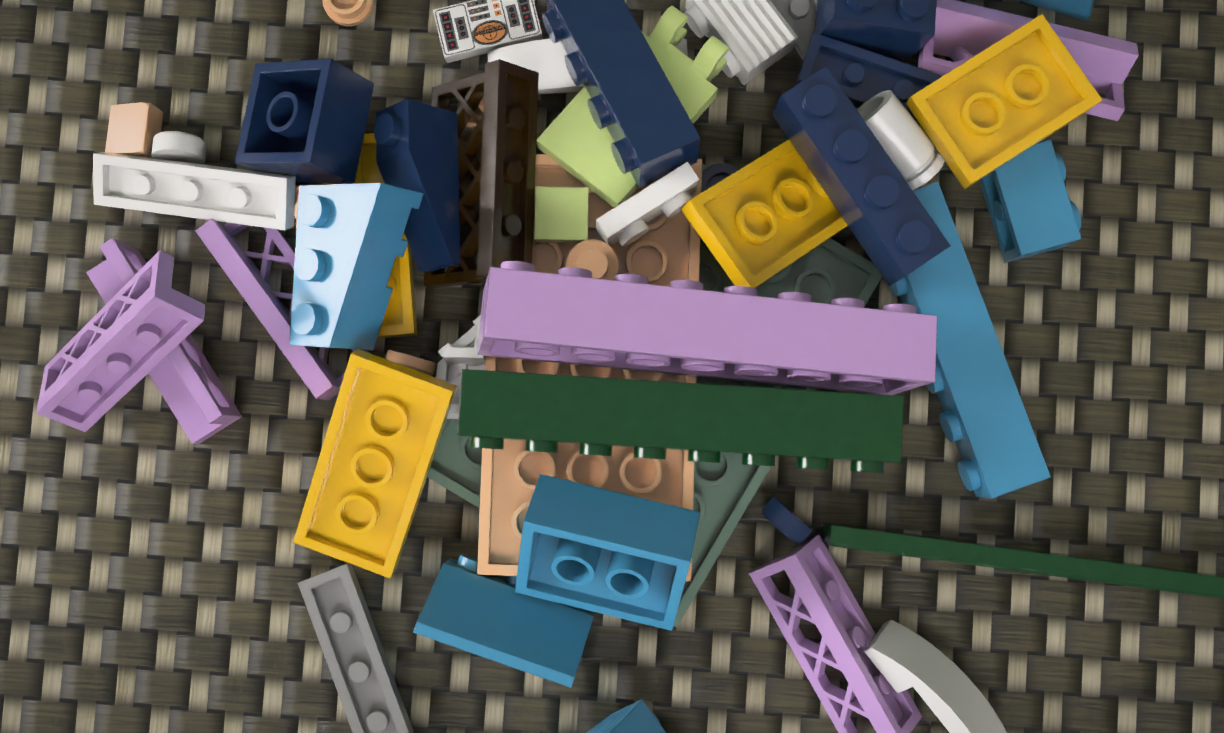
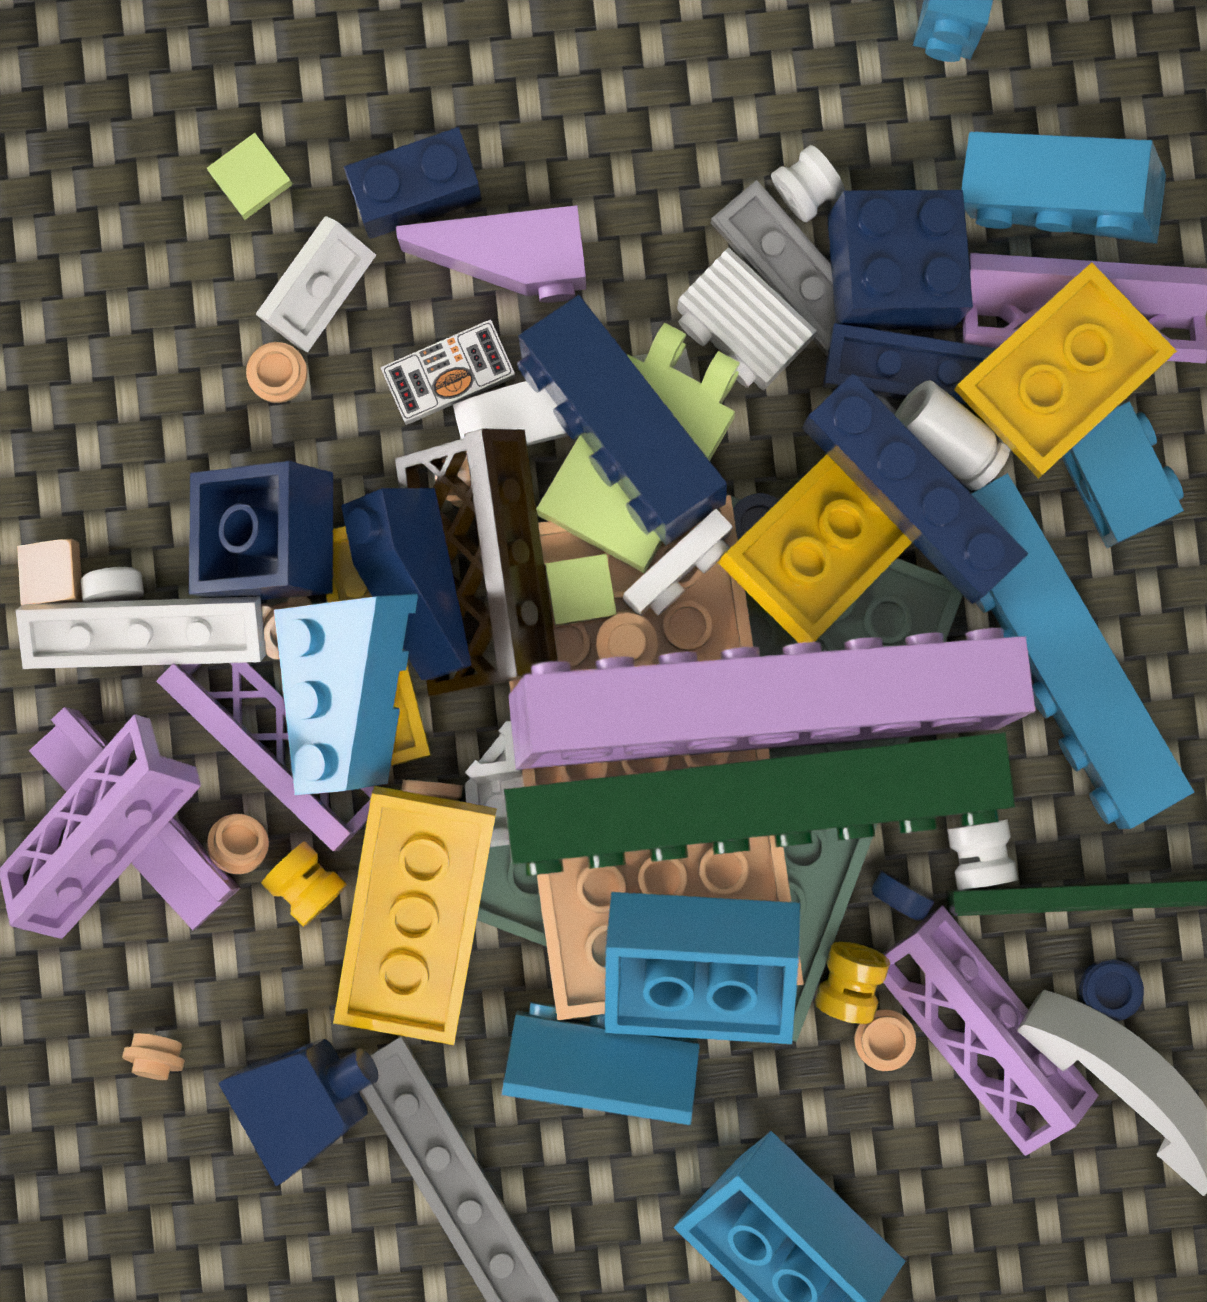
camera: 15 degrees left, 0 degrees up
(139, 543) = (154, 1056): none -> light nougat plate
(243, 379) = (237, 844): none -> light nougat plate
(249, 605) = (299, 1103): none -> dark blue torso
(290, 421) = (304, 883): none -> yellow wheel
(731, 587) = (852, 982): none -> yellow wheel
(751, 638) = (886, 1041): none -> light nougat plate
(860, 498) = (982, 855): none -> white wheel
(948, 629) = (1112, 988): none -> dark blue tile

